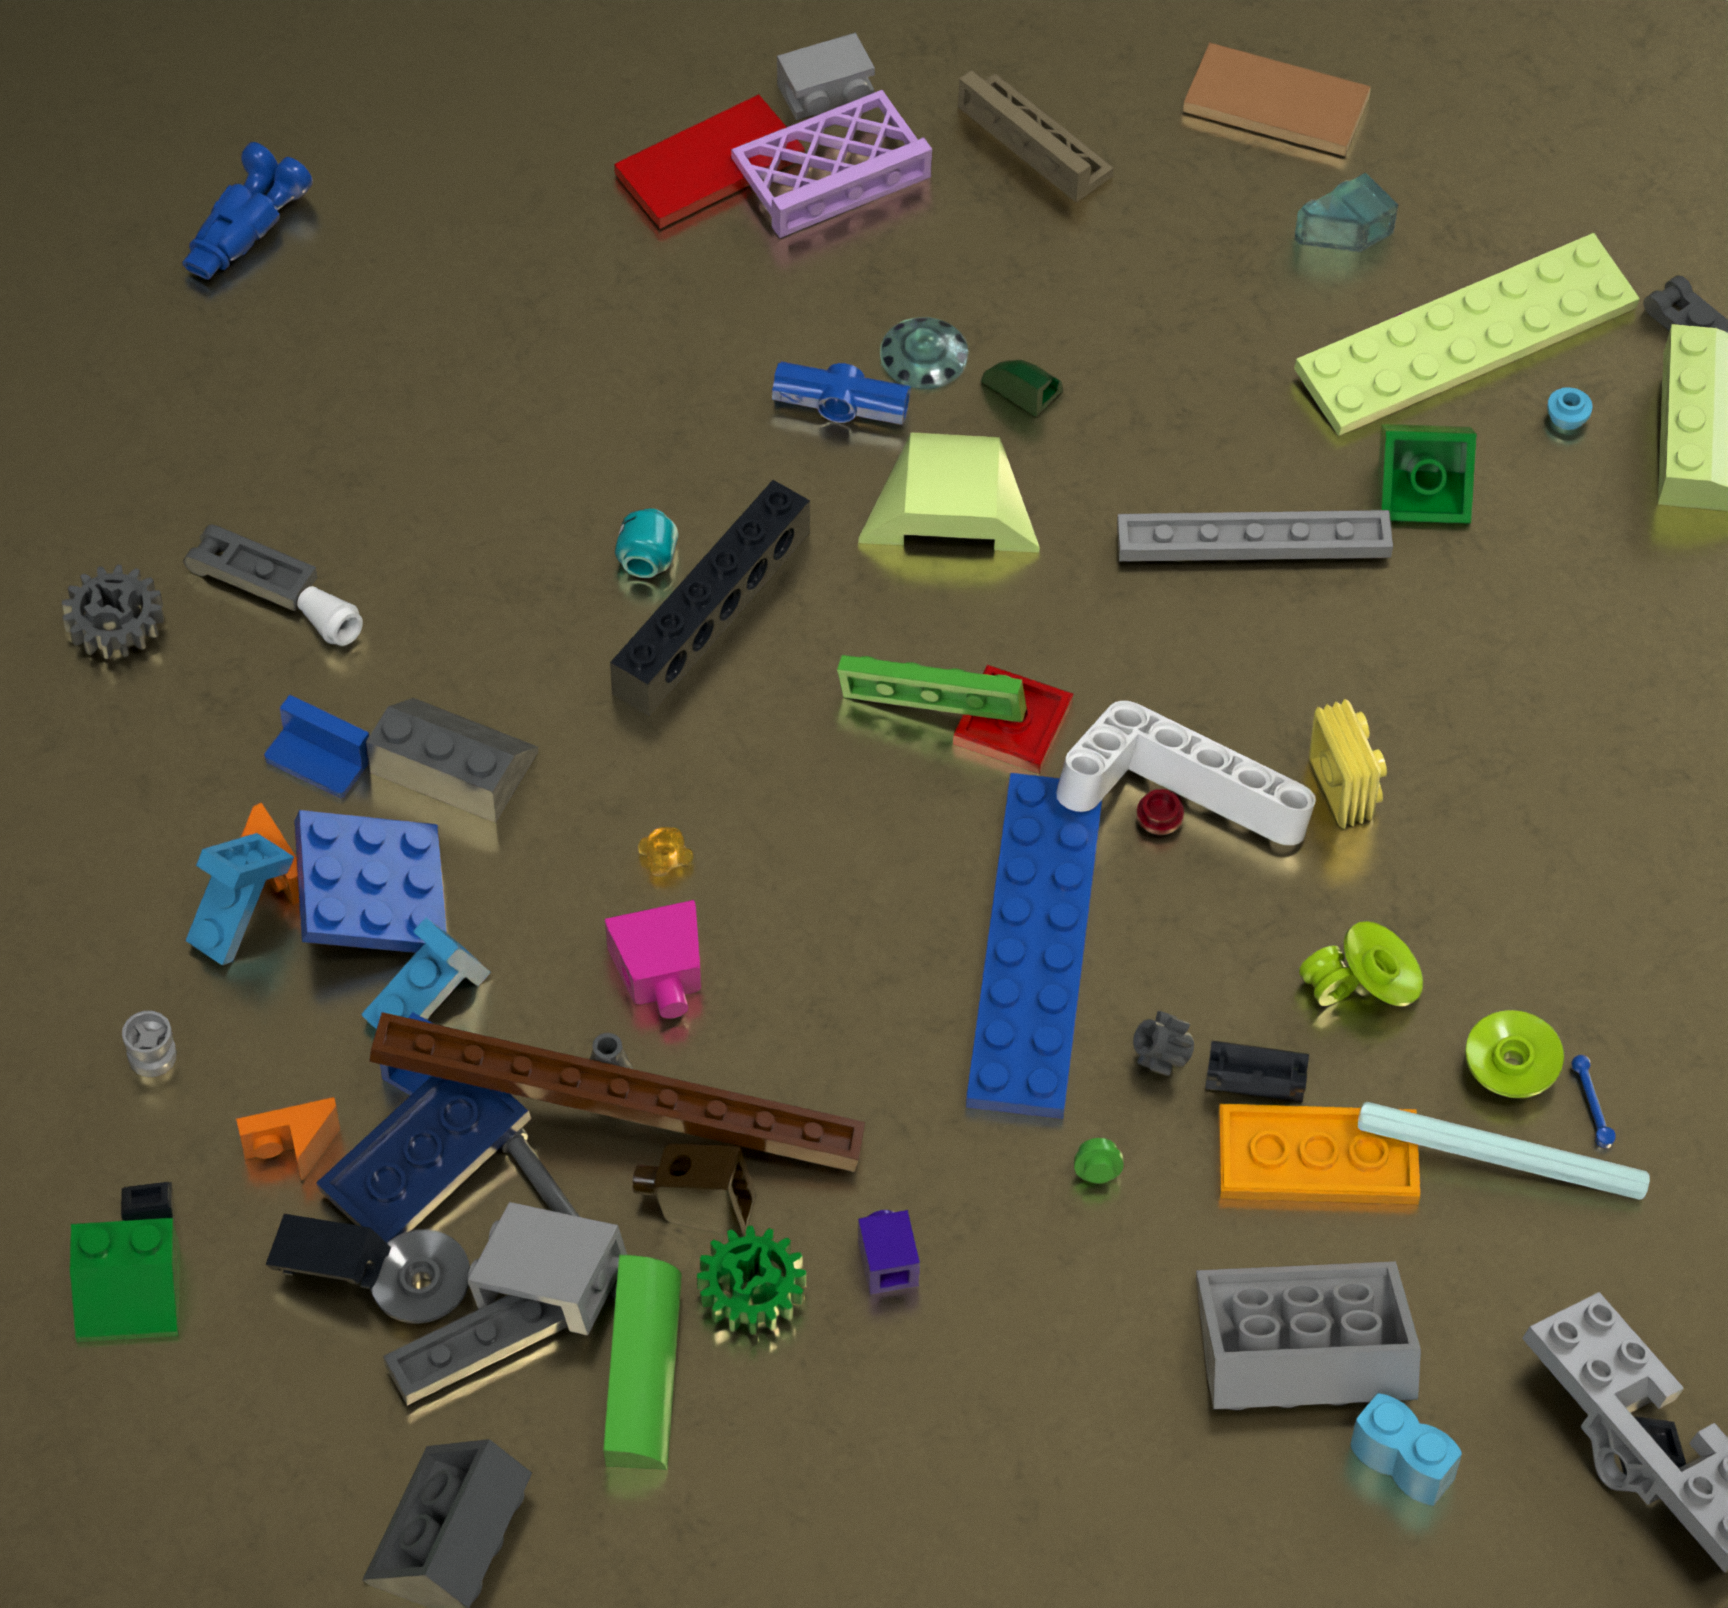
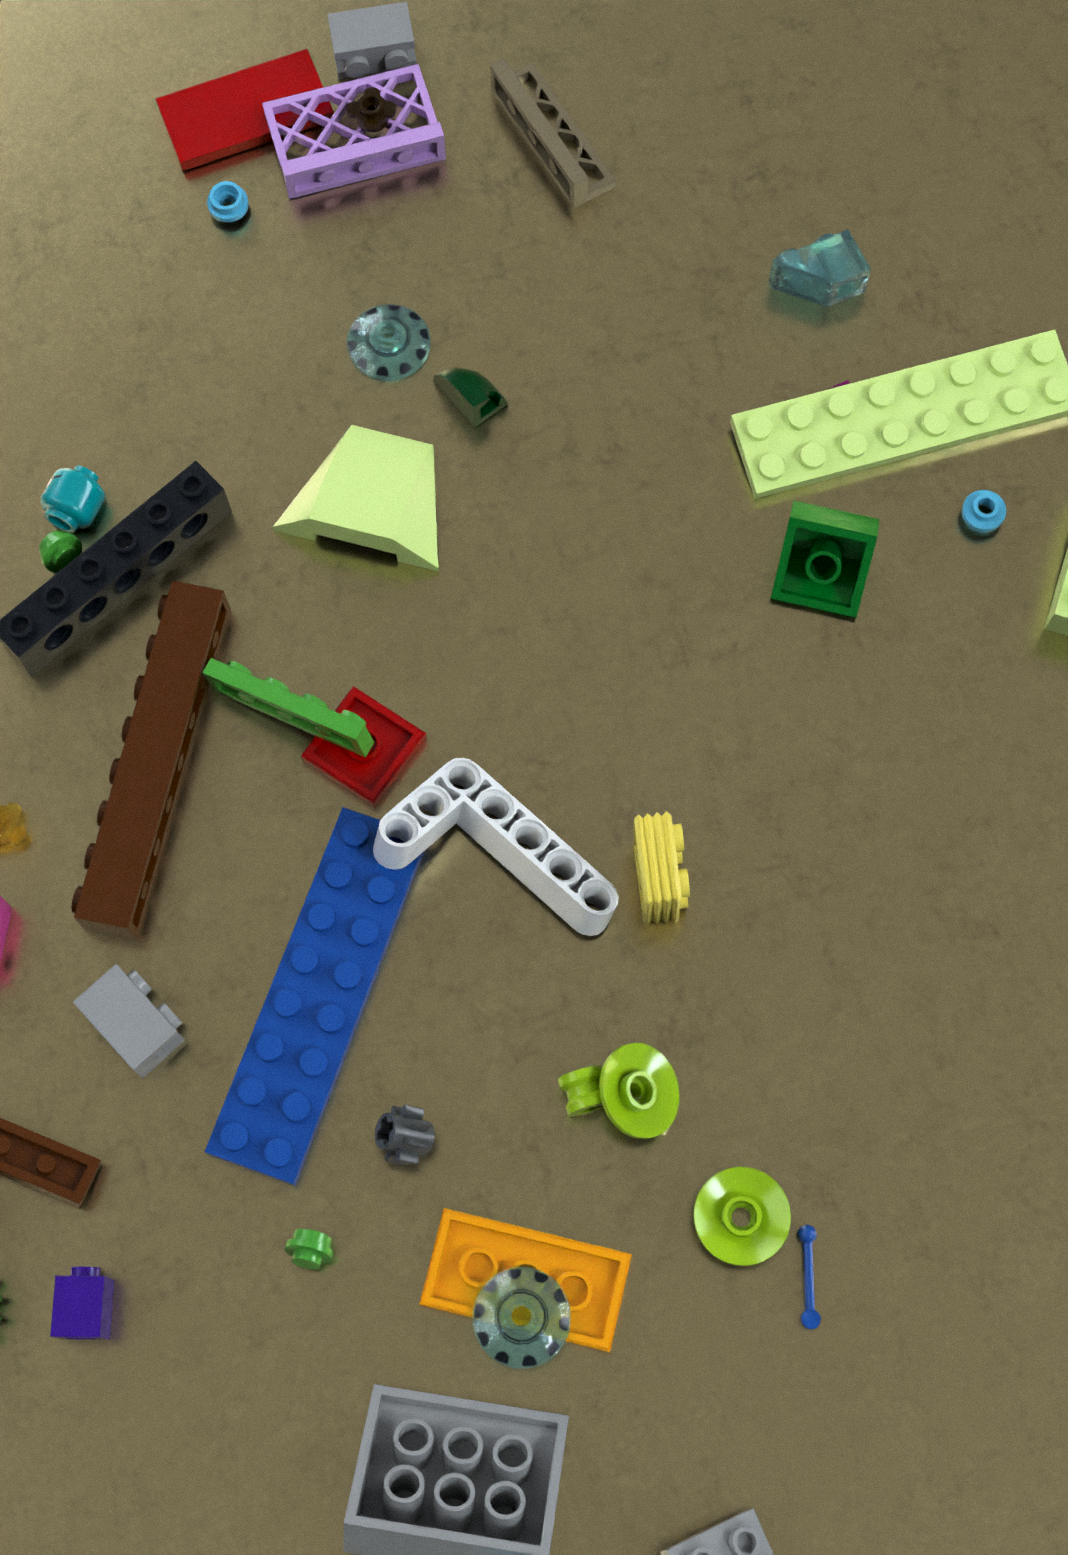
camera: 15 degrees right, 15 degrees up
(648, 591) = (59, 550): none -> bright green plate
(719, 248) = (224, 193): none -> medium azure plate
(805, 763) = (151, 762): none -> reddish brown brick
(841, 392) = (295, 373): blue piece -> none
(850, 138) = (371, 119): none -> dark brown plate
(855, 995) = (129, 1020): none -> light grey brick
(1160, 812) = (473, 876): dark red plate -> none
(1254, 535) = (643, 595): light grey plate -> none
(1257, 1071) = (498, 1184): black hinge -> none
(1277, 99) = (790, 133): medium nougat tile -> none
(1324, 1198) = (528, 1344): none -> clear light blue dish
(1503, 1150) = (703, 1322): light aqua axle -> none

